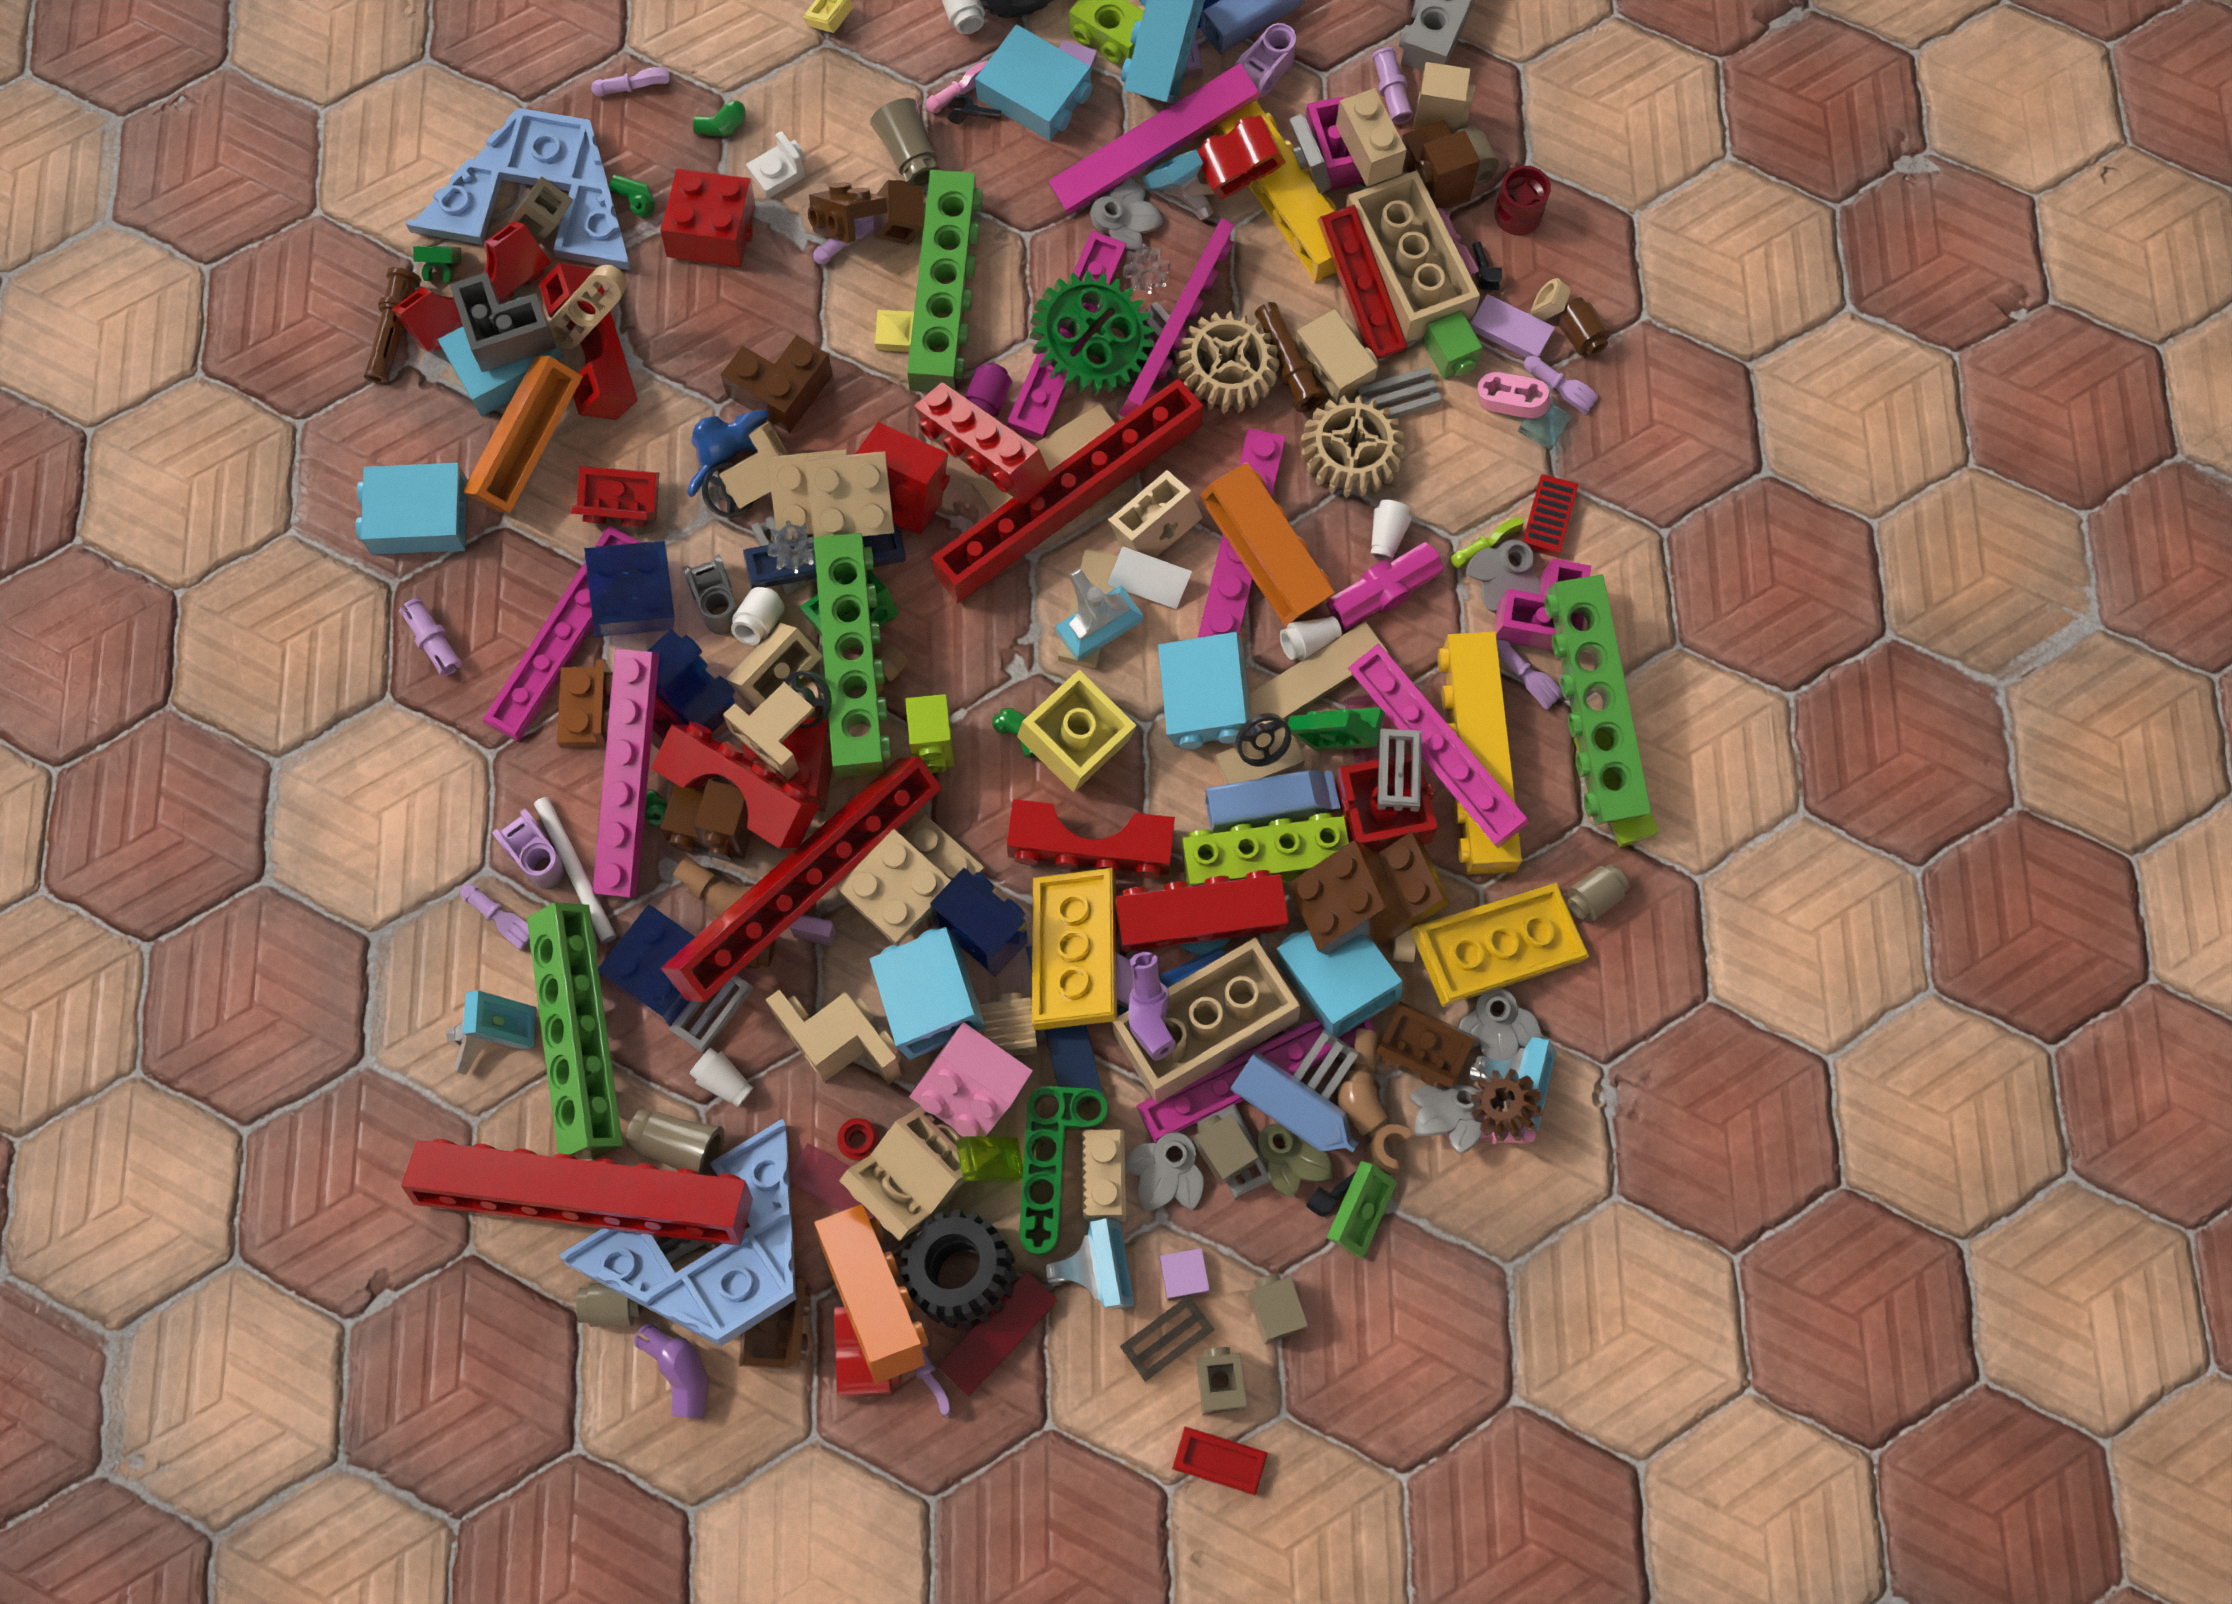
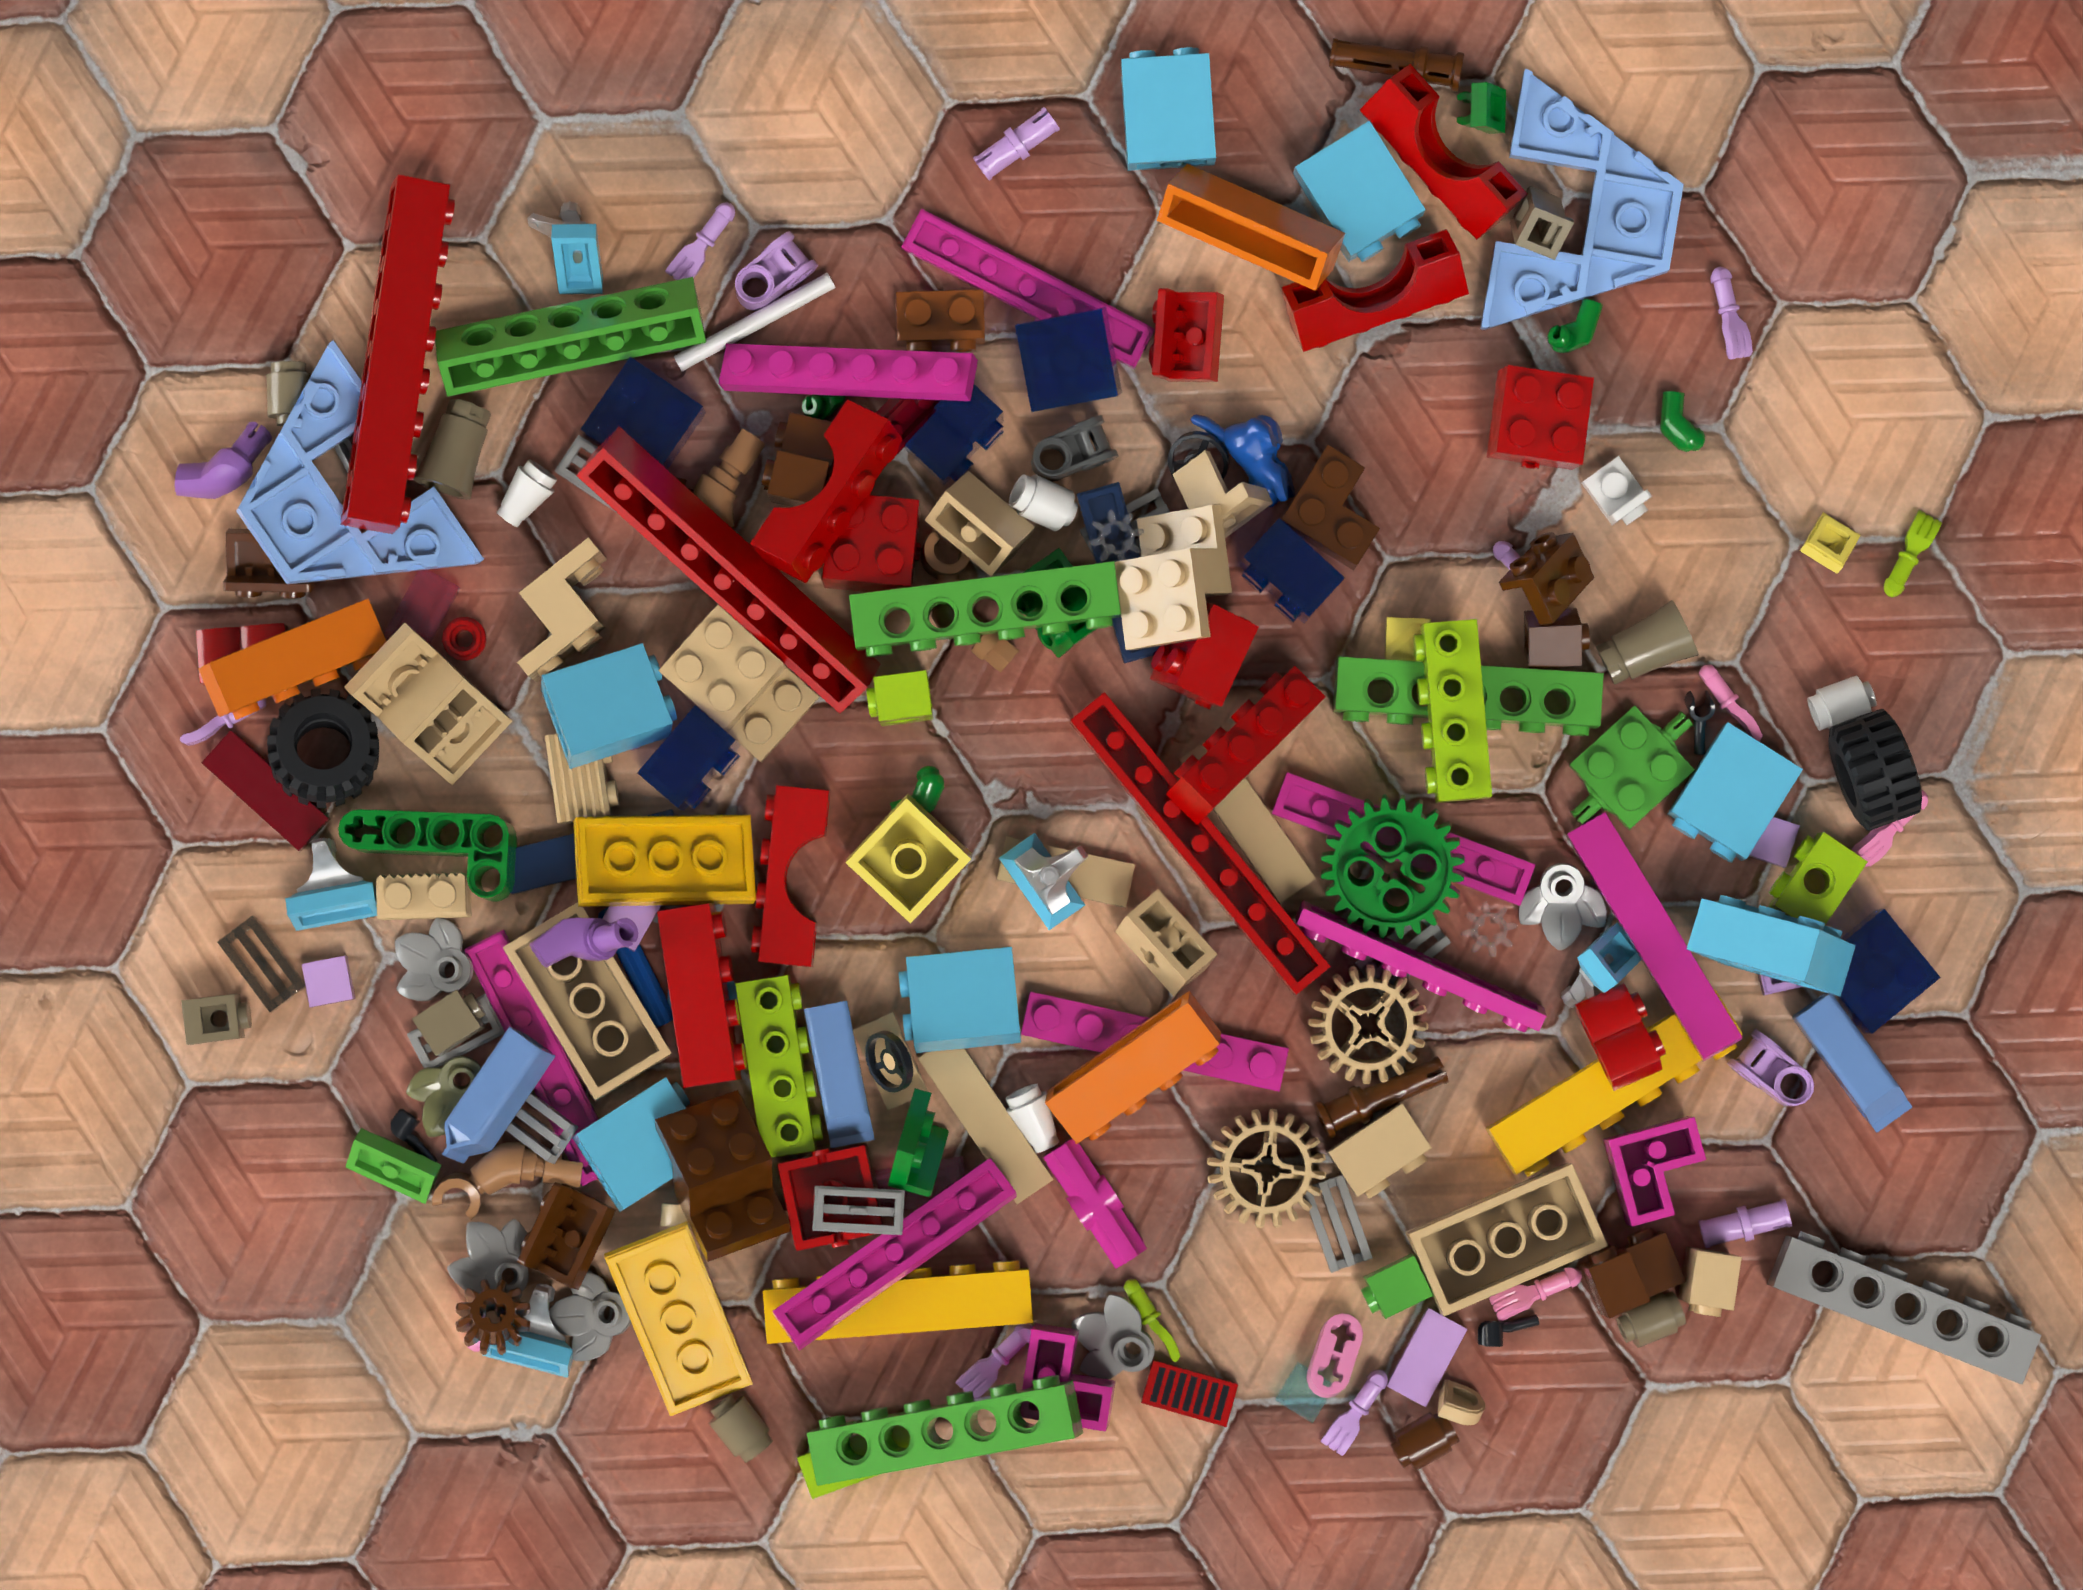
camera: 90 degrees right, 15 degrees up
(500, 331) = (1363, 189): dark grey brick -> none
(587, 292) = (1402, 288): tan beam -> none
(777, 719) = (899, 538): tan piece -> none
(814, 930) = (684, 589): lavender tile -> none
(831, 406) = (1290, 572): none -> clear blue brick
(958, 274) = (1455, 711): none -> lime brick
(970, 1083) = (509, 754): bright pink brick -> none
(989, 388) = (1325, 748): magenta brick -> none
(990, 1159) = (436, 777): clear neon green tile -> none
(1011, 162) = (1631, 768): none -> bright green plate
(1149, 577) = (1097, 936): white sticker -> none
(1220, 1461) = (141, 1018): red tile -> none
(1277, 1308) = (290, 1076): dark tan brick -> none
(1308, 154) = (1626, 1119): plate -> none
(1362, 282) = (1468, 1181): red tile -> none
(1370, 137) = (1637, 1189): tan brick -> none
(1389, 528) = (1165, 1208): white cone -> none
(1522, 200) = (1585, 1373): dark red wheel -> none

